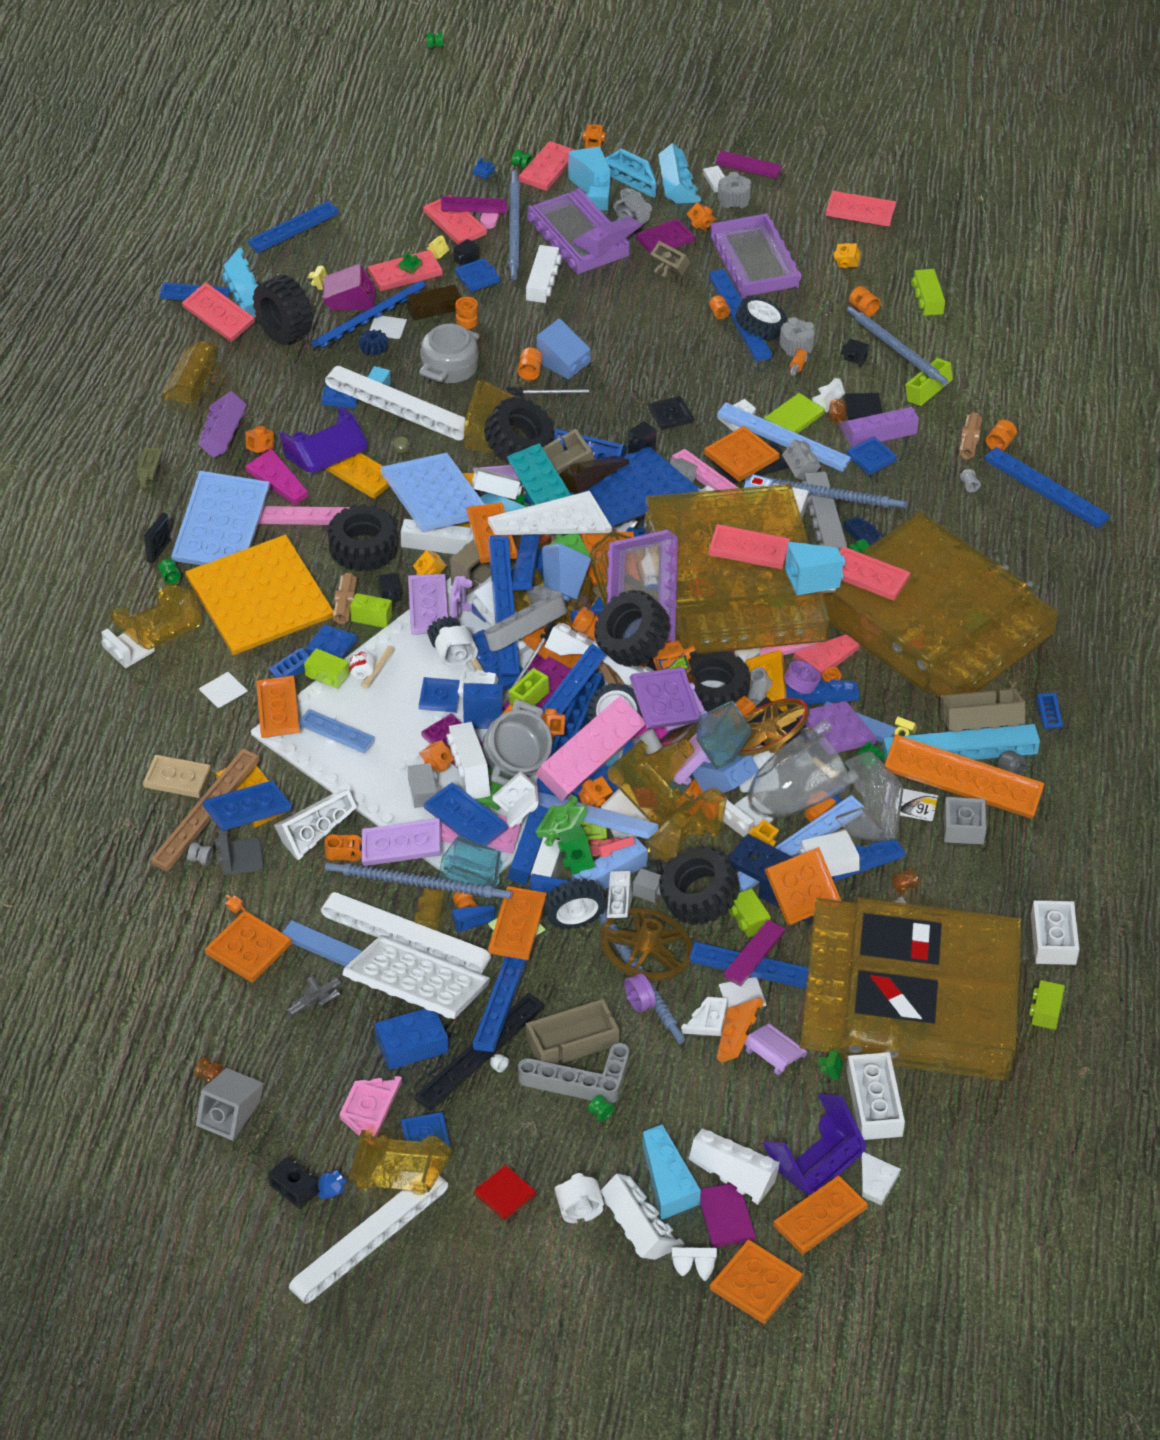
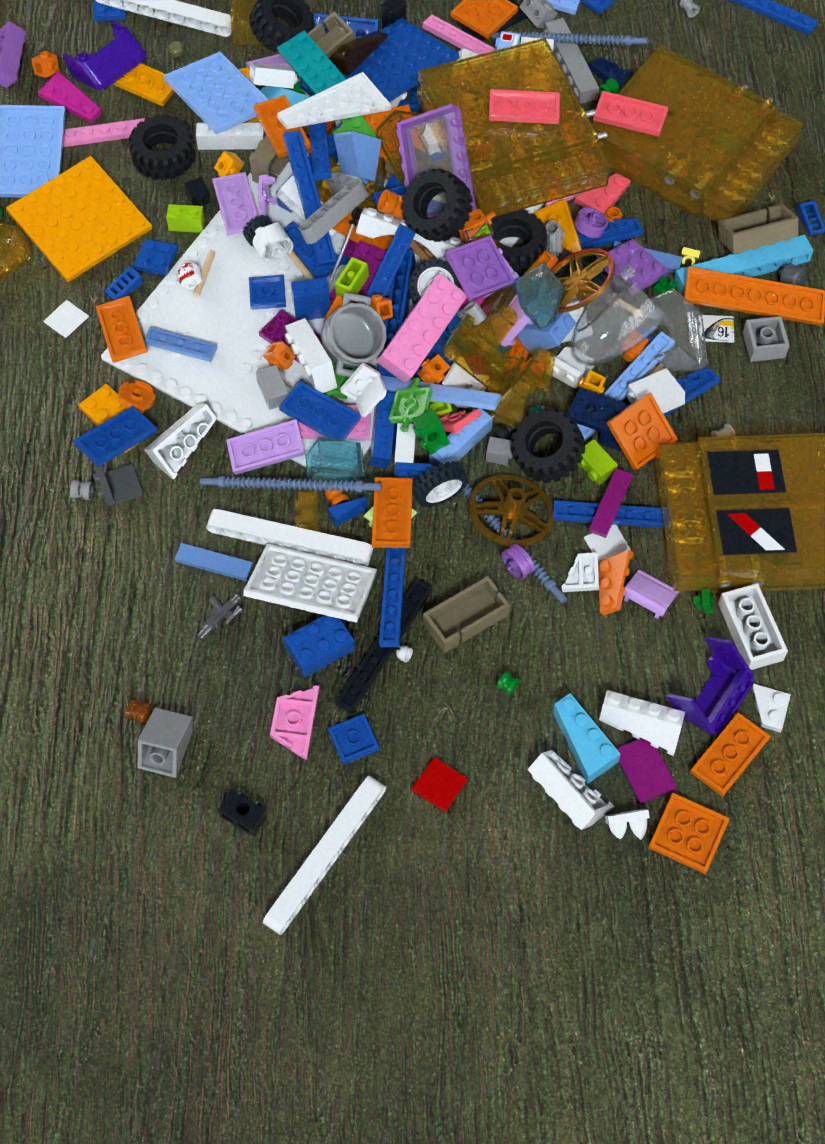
camera: 10 degrees left, 15 degrees up
(177, 776) = (42, 413): tan tile -> none
(198, 816) = (71, 454): medium nougat plate -> none
(234, 904) = (124, 535): orange plate -> none
(248, 946) = (147, 576): orange plate -> none
(281, 772) = (128, 397): none -> orange plate
(326, 668) = (158, 283): lime brick -> none
(331, 1185) = (279, 808): blue rock -> none
(341, 847) = (213, 460): orange piece -> none
(344, 598) = (158, 210): medium nougat piece -> none
(398, 1163) = (338, 779): clear yellow windscreen -> none
(475, 677) = (297, 273): white wing -> none
(576, 1081) = (481, 656): light grey beam -> none
(579, 1198) = (511, 782): white brick -> none
(619, 894) = (477, 467): white slope -> none
(685, 467) = (437, 32): light grey brick -> none
(813, 567) = (588, 118): medium azure slope -> none
(905, 880) = (727, 405): clear orange wheel -> none

